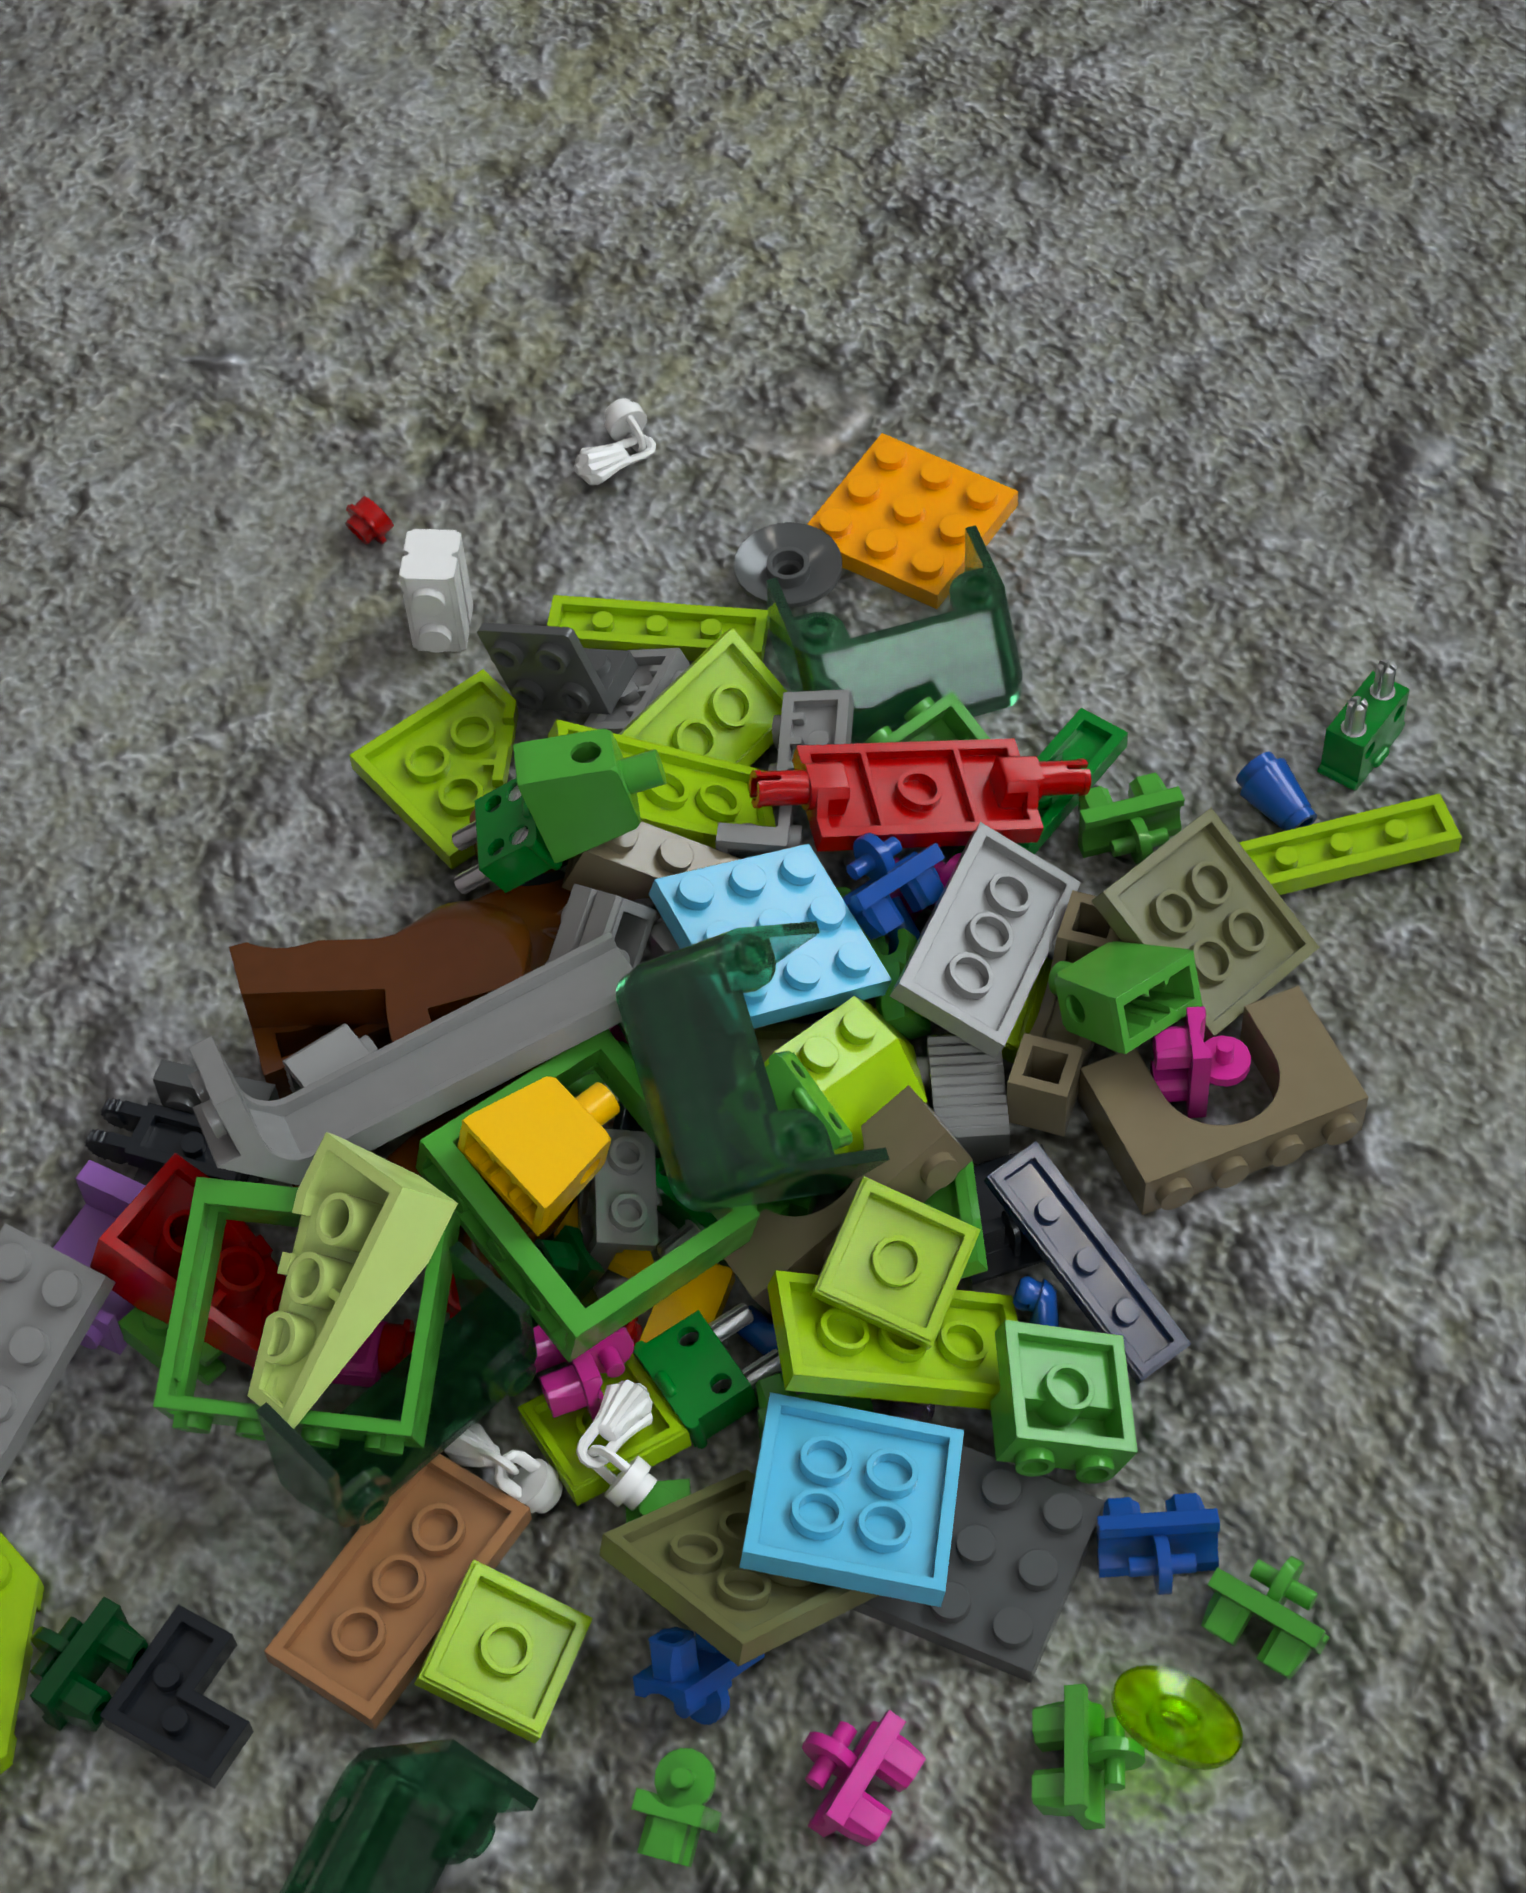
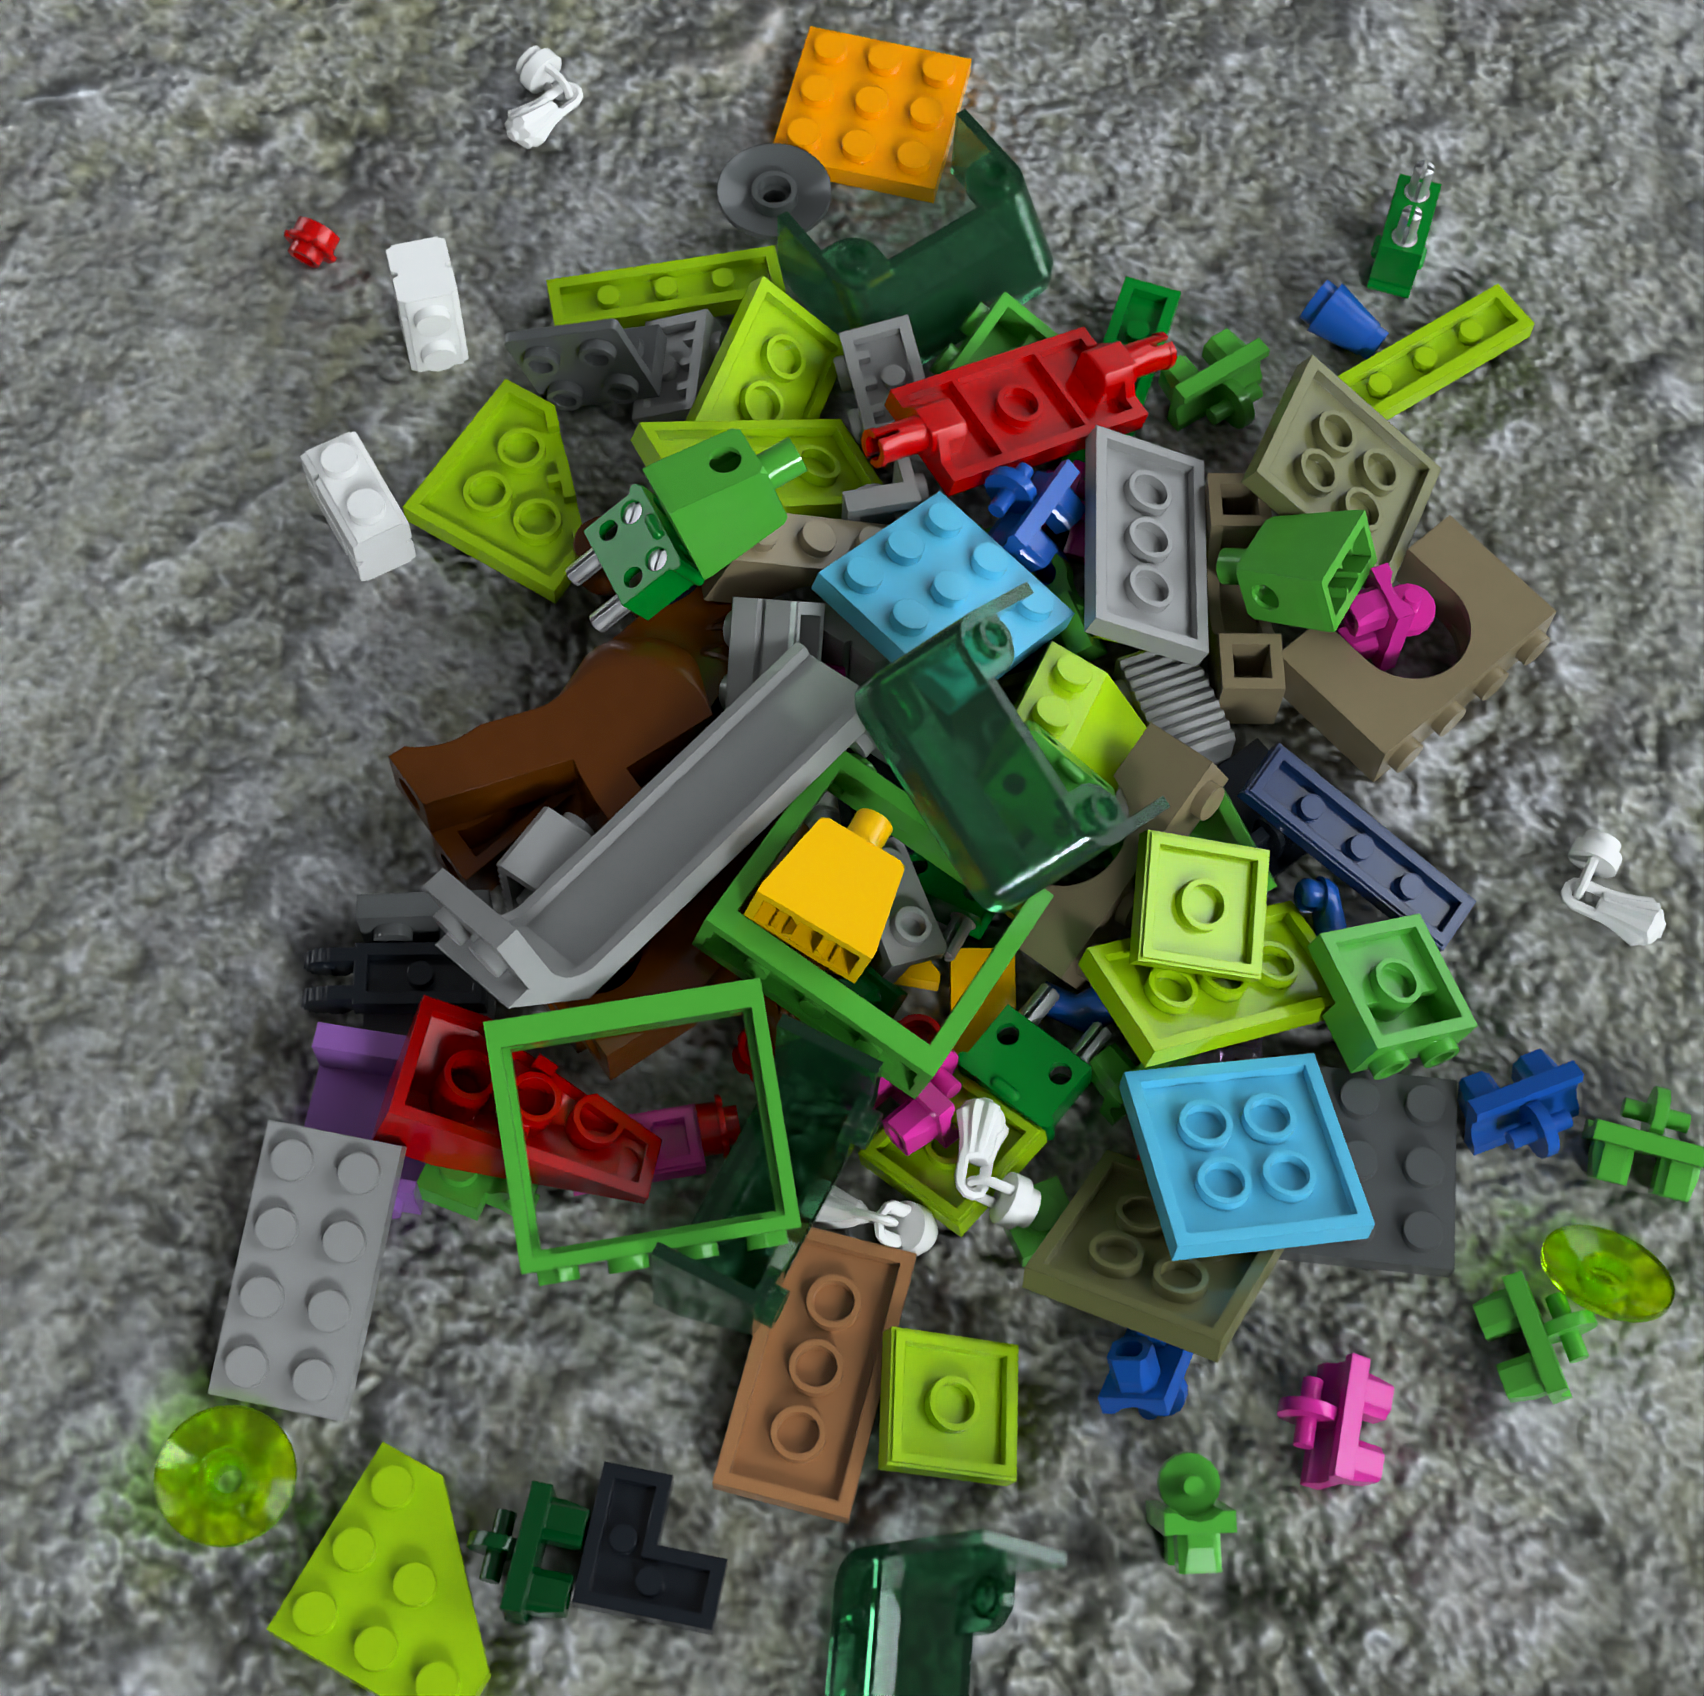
camera: 25 degrees left, 10 degrees up
(311, 745) = (358, 506): none -> white brick
(354, 1255) = (685, 1064): yellowish green wedge -> none
(1338, 1399) = (1631, 917): none -> white piece

